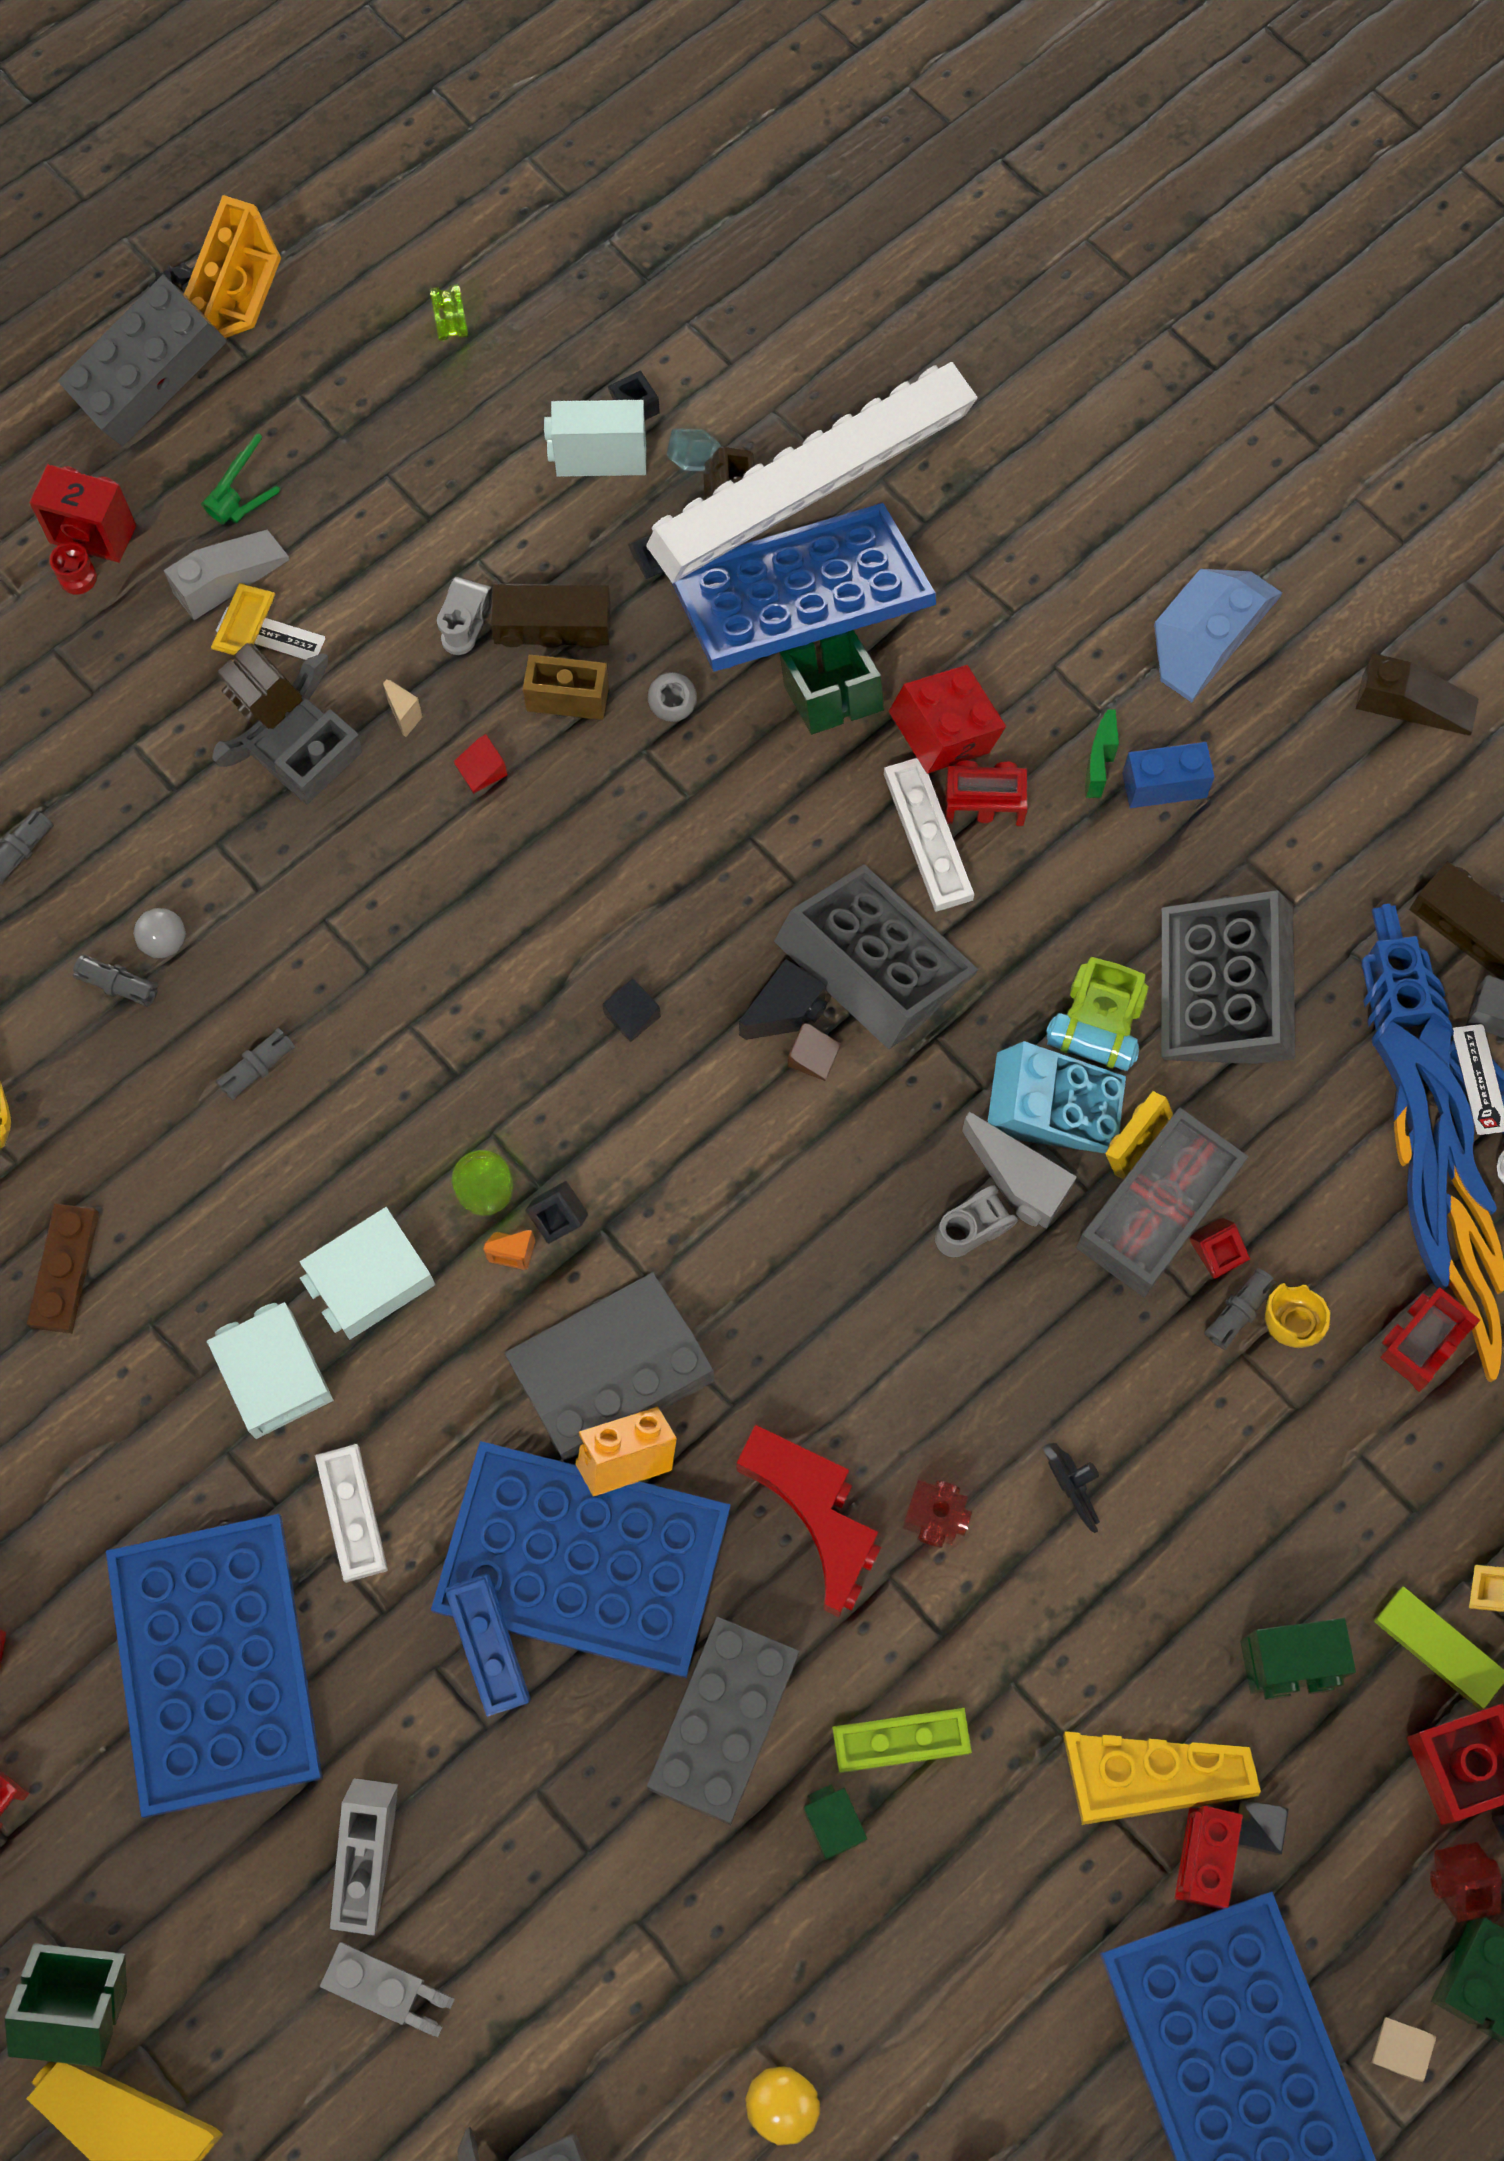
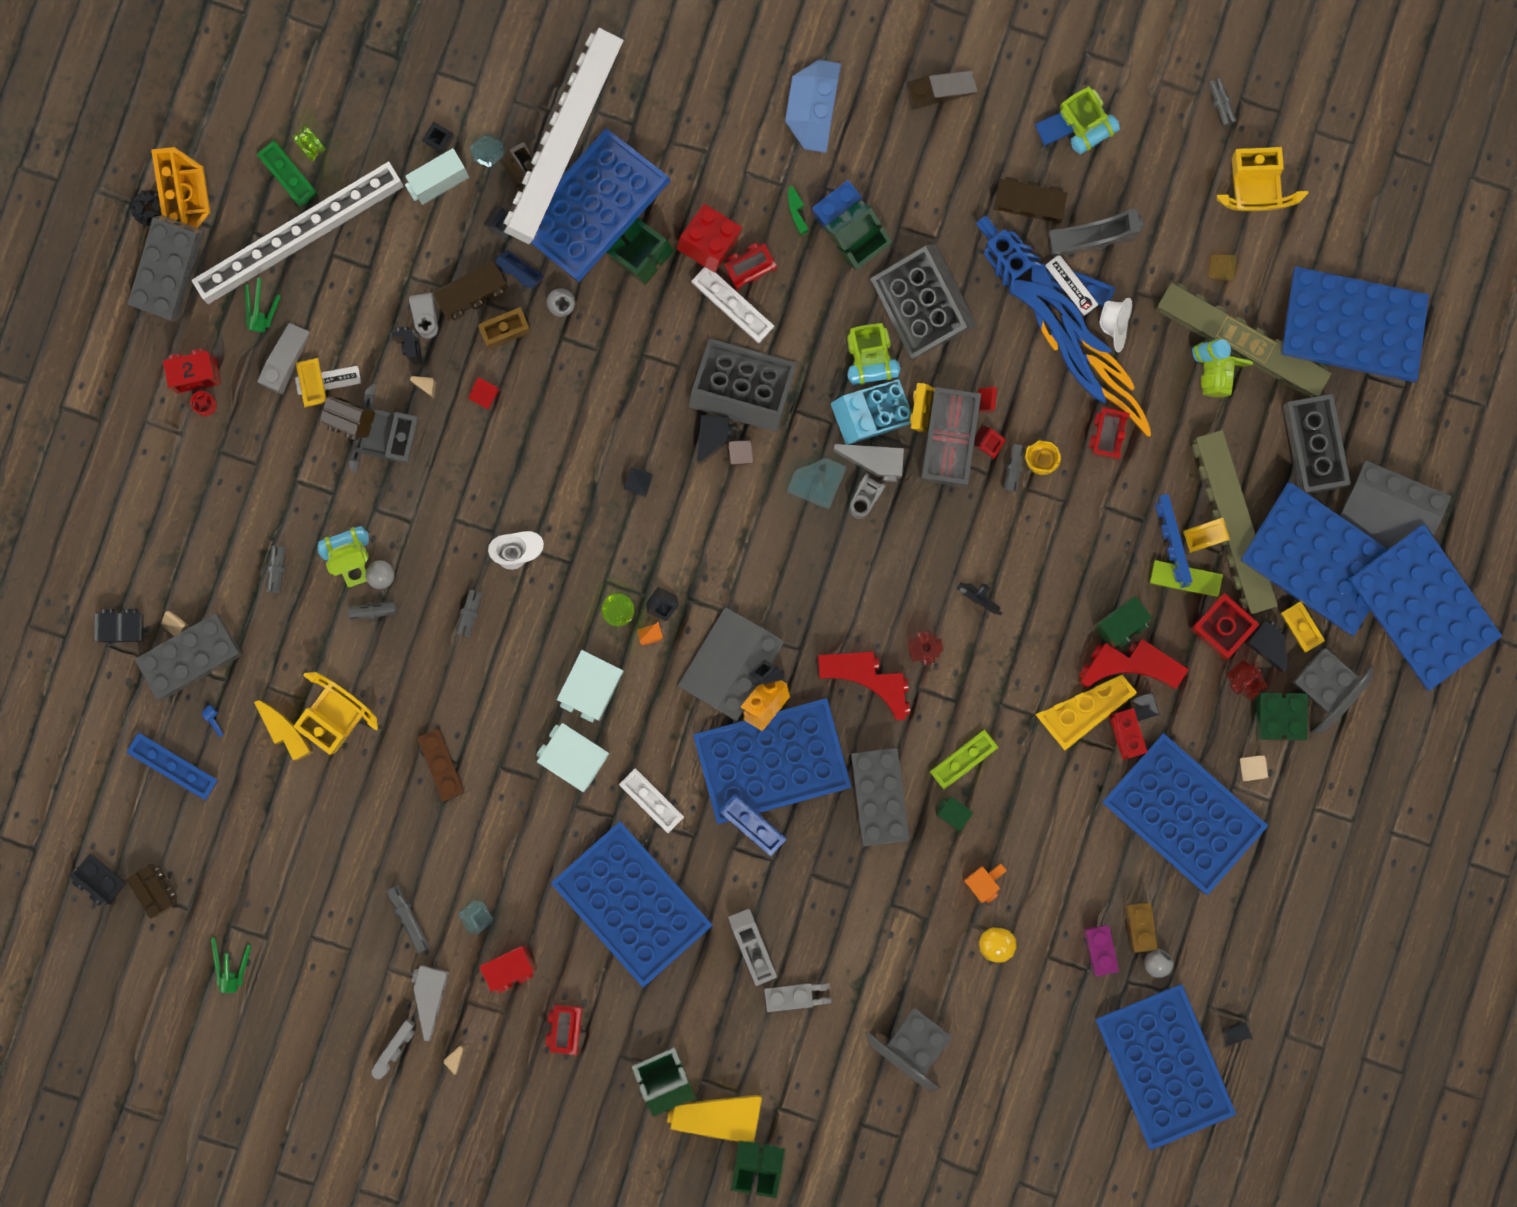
camera: 30 degrees left, 15 degrees up
(130, 872) = (346, 553): none -> lime piece
(355, 414) = (297, 233): none -> white brick
(380, 1005) = (515, 549): none -> white piece
(395, 343) = (287, 174): none -> green tile
(414, 634) = (409, 342): none -> black bracket
(637, 617) = (519, 269): none -> dark blue plate
(651, 1399) = (765, 673): none -> black slope
(816, 1978) = (984, 884): none -> orange brick
(910, 1160) = (817, 482): none -> clear light blue plate
(1176, 827) = (858, 234): none -> dark green piece
(1252, 1180) = (987, 399): none -> red slope
(1298, 1744) = (1143, 660): none -> red arch
(1450, 1585) = (1175, 550): none -> blue plate

